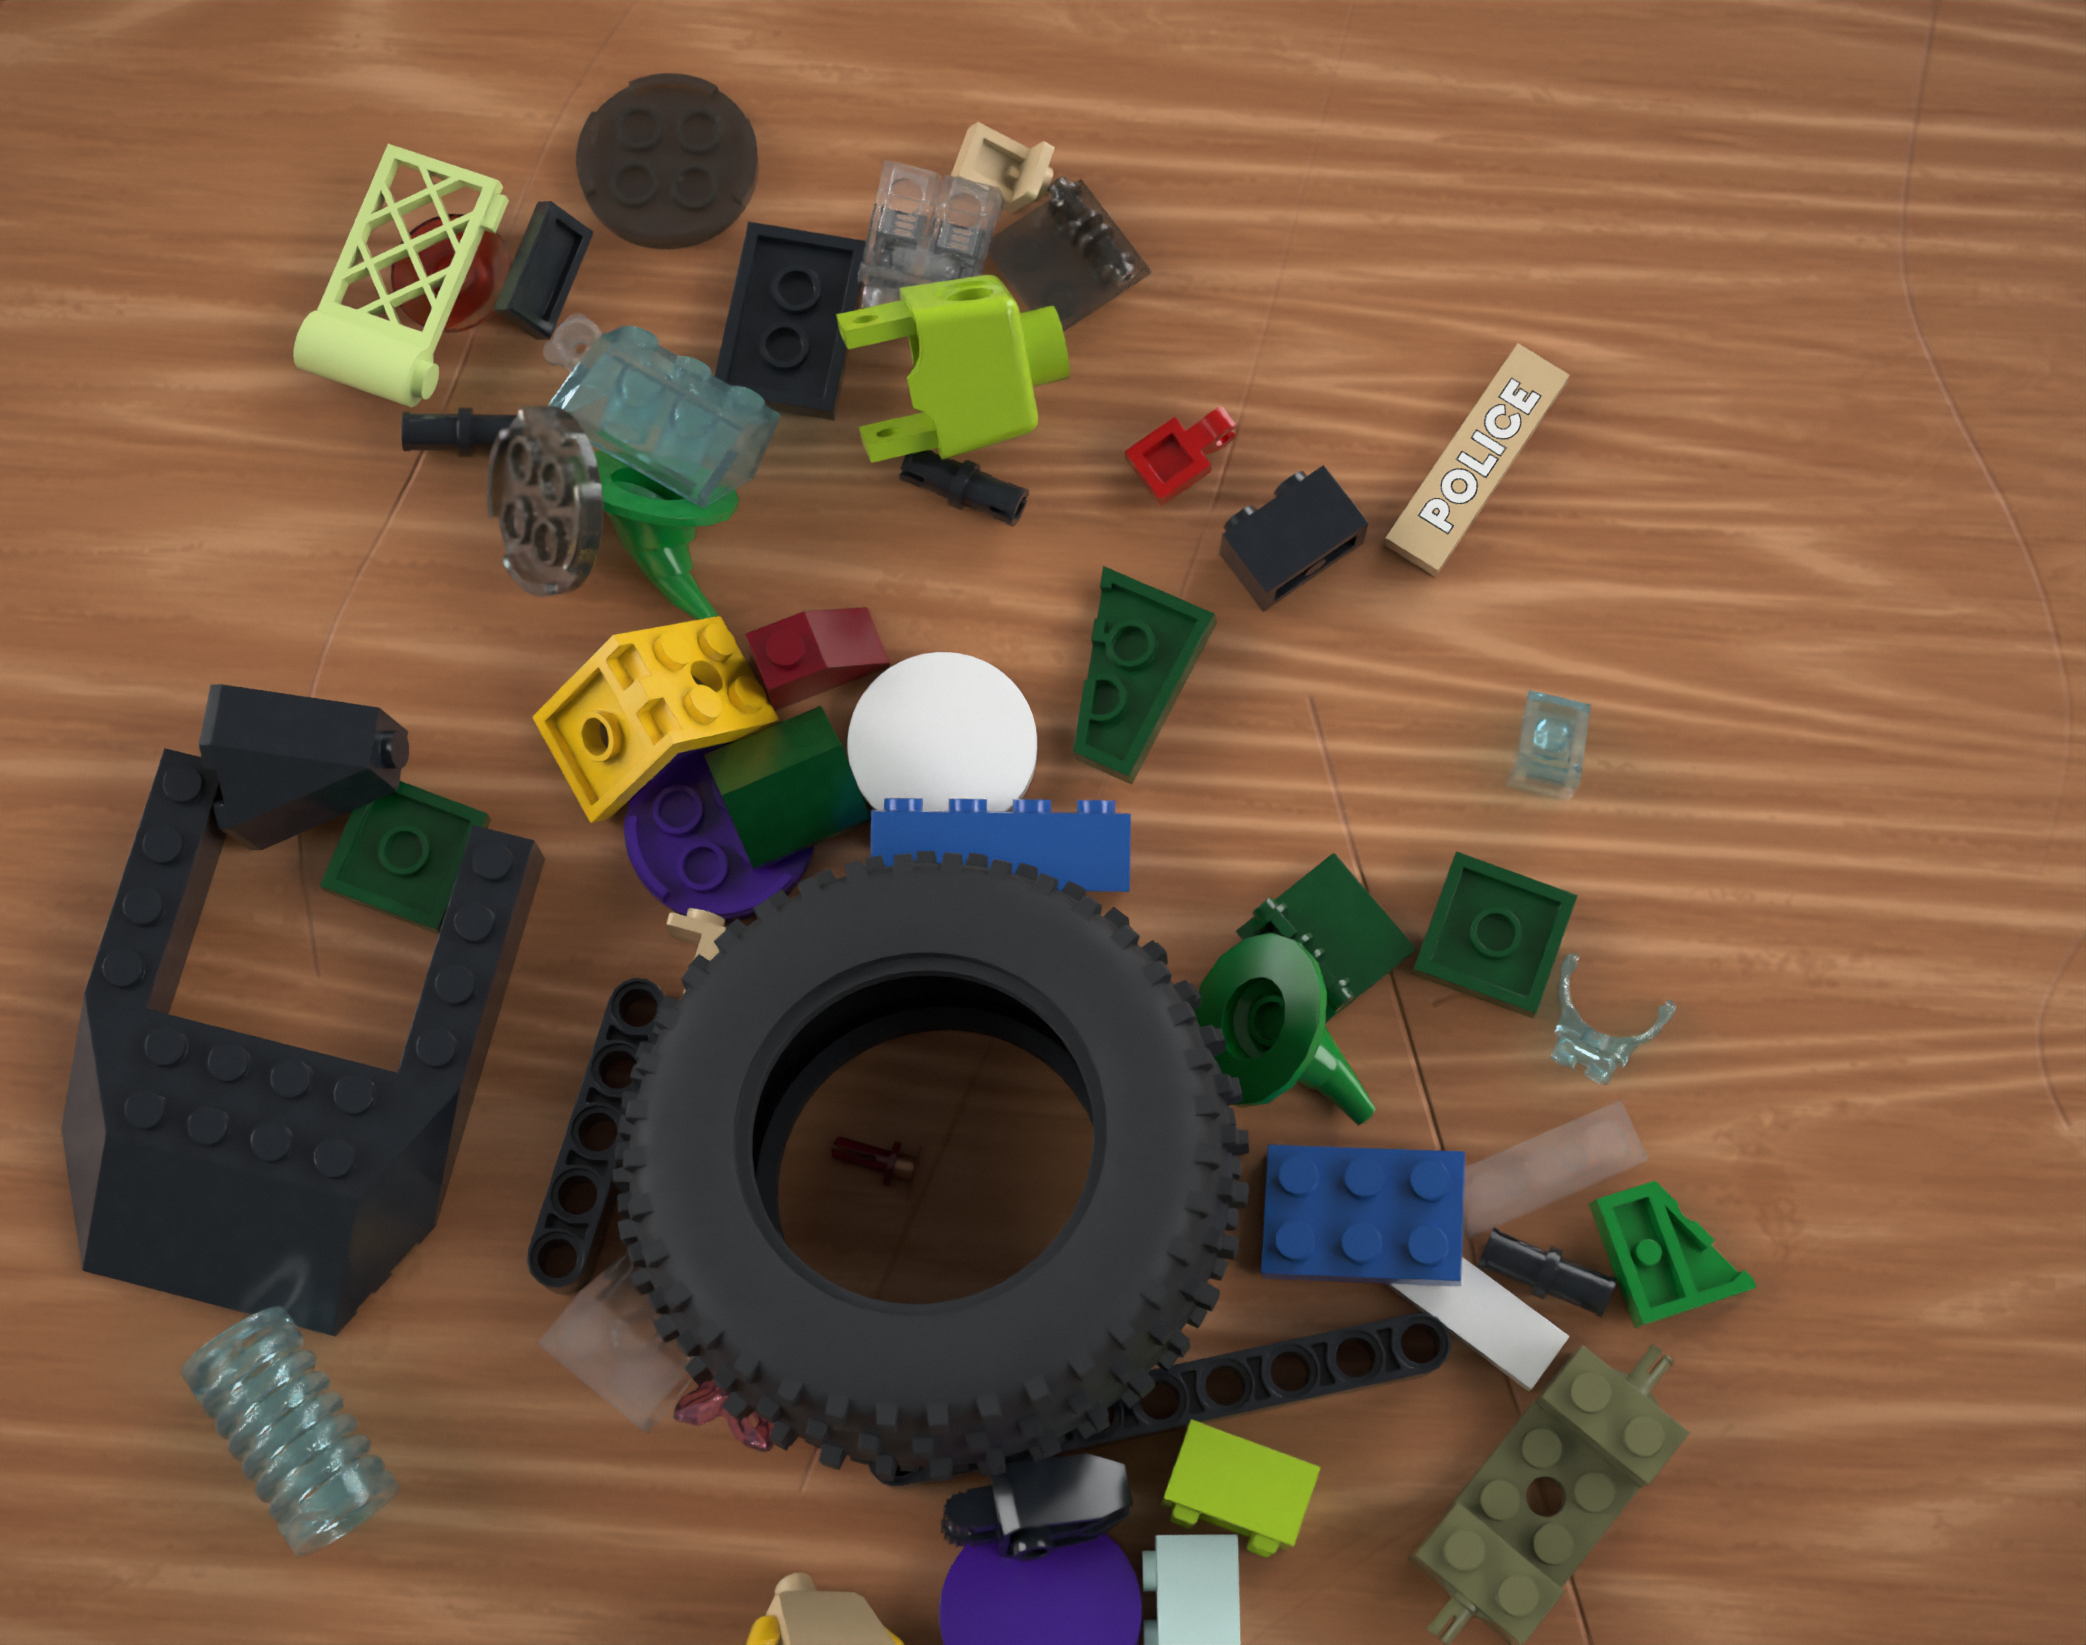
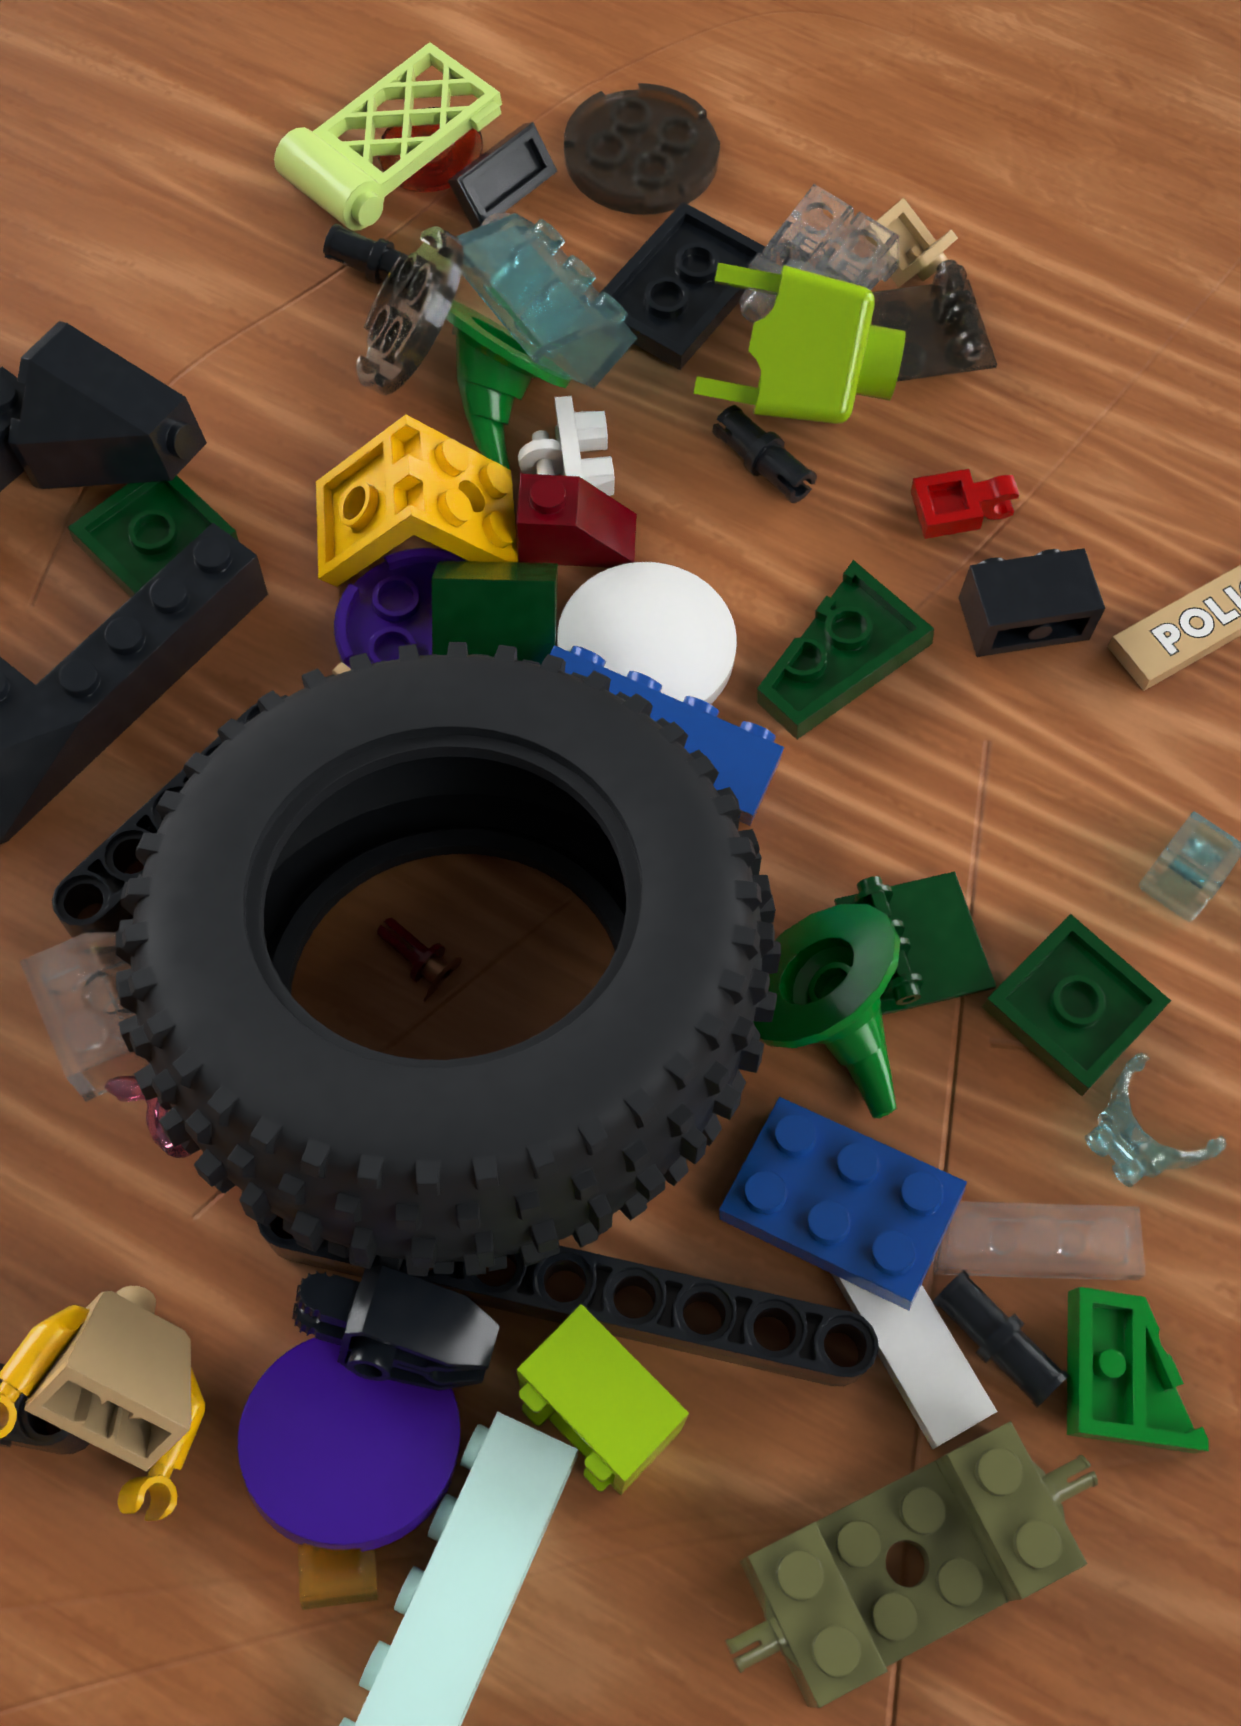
camera: 20 degrees right, 10 degrees down
(765, 551) = (574, 434): none -> white hips

